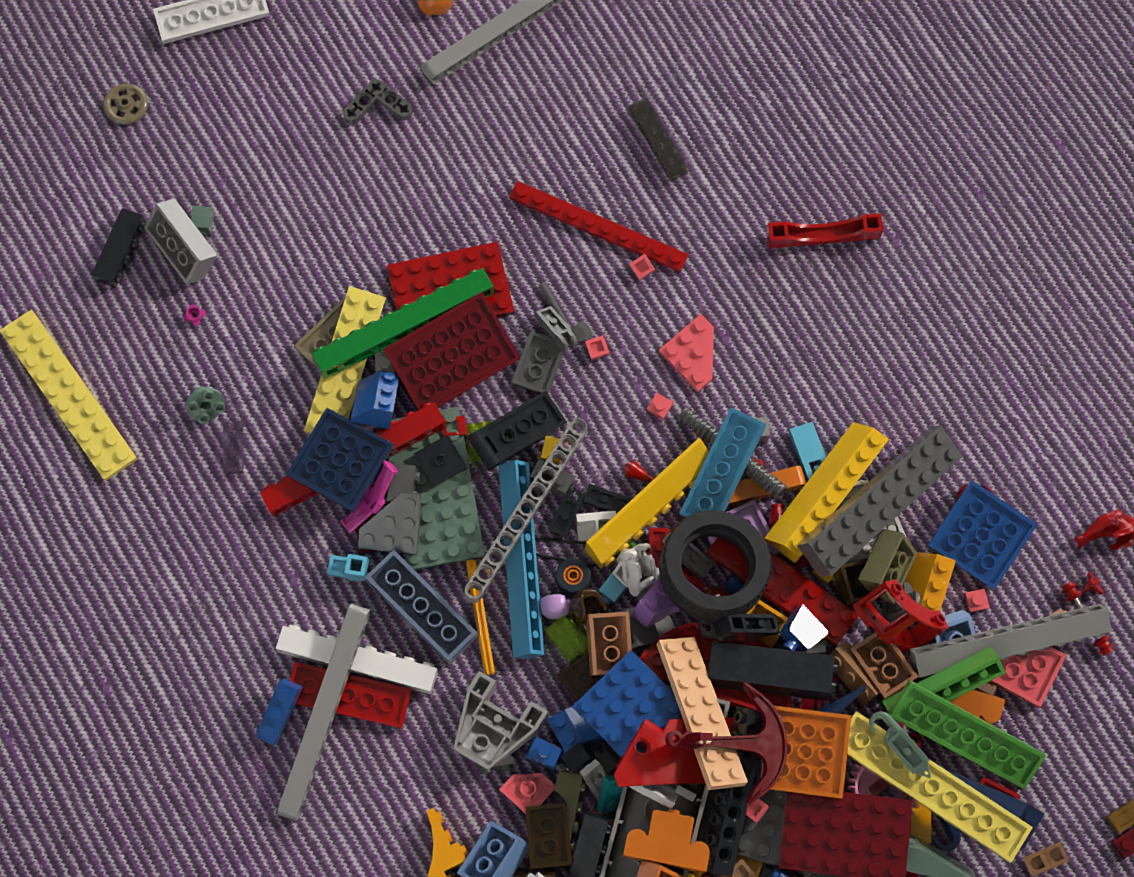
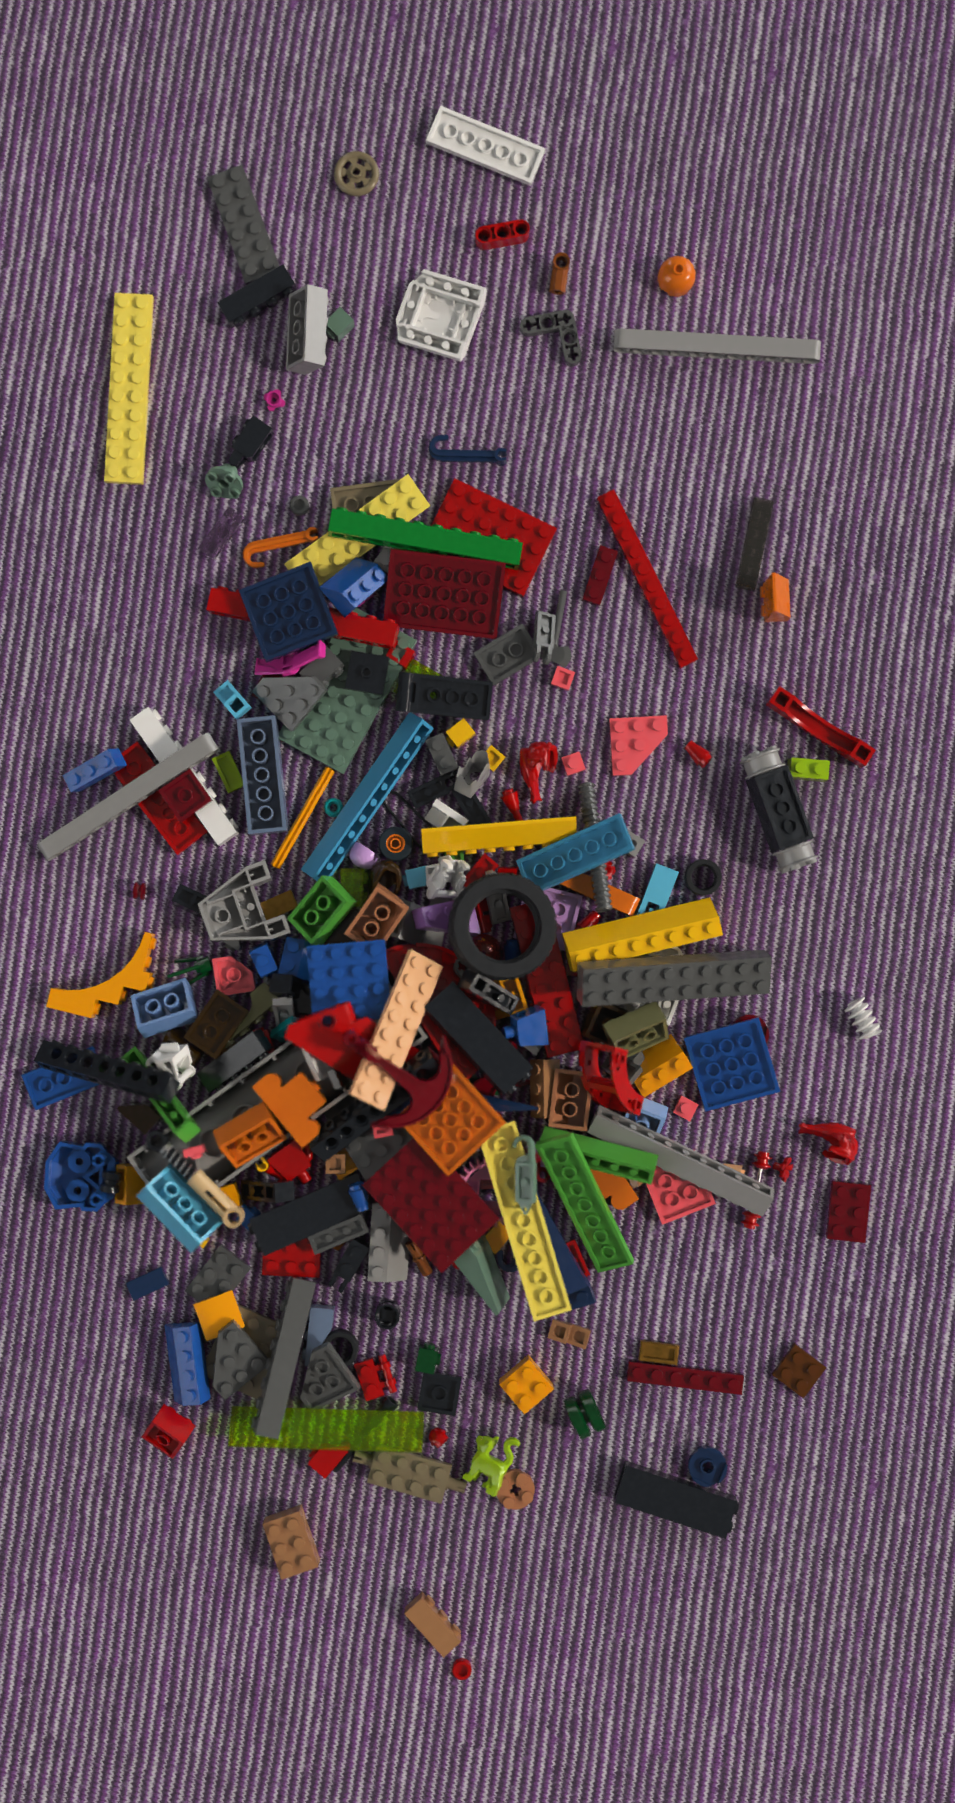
camera: 40 degrees right, 15 degrees up
(64, 204) = (243, 223): none -> dark grey plate
(201, 359) = (250, 442): none -> black hinge
(278, 56) = (495, 241): none -> red beam
(279, 378) = (299, 505): none -> dark grey tile
(284, 420) = (276, 543): none -> orange piece
(285, 156) = (440, 314): none -> white wedge
(345, 59) = (559, 274): none -> dark orange piece
(371, 670) = (185, 795): none -> dark red plate
(380, 243) = (475, 456): none -> dark blue piece
(390, 628) = (228, 771): none -> lime tile
(393, 782) = (139, 890): none -> dark red bush
(443, 757) = (188, 900): none -> black hinge
(494, 802) = (202, 965): none -> dark green plant
(498, 583) = (327, 805): none -> teal plate
(519, 700) = (279, 905): none -> pearl gold tile
(523, 518) = (404, 759): light grey beam -> none
(558, 672) = (322, 910): none -> bright green brick
(560, 251) = (600, 575): none -> dark red plate
(589, 461) = (481, 764): none -> light grey piece
(593, 451) = (495, 758): none -> yellow plate
(626, 427) = (531, 762): none -> red hair
(642, 267) = (652, 640): coral plate -> none
(708, 165) = (776, 598): none -> orange slope
(750, 323) = (698, 754): none -> red cone
(841, 399) = (717, 877): none -> black tyre
(842, 269) = (809, 769): none -> lime brick
(847, 313) = (779, 809): none -> black brick
(1048, 420) = (862, 1018): none -> white piece

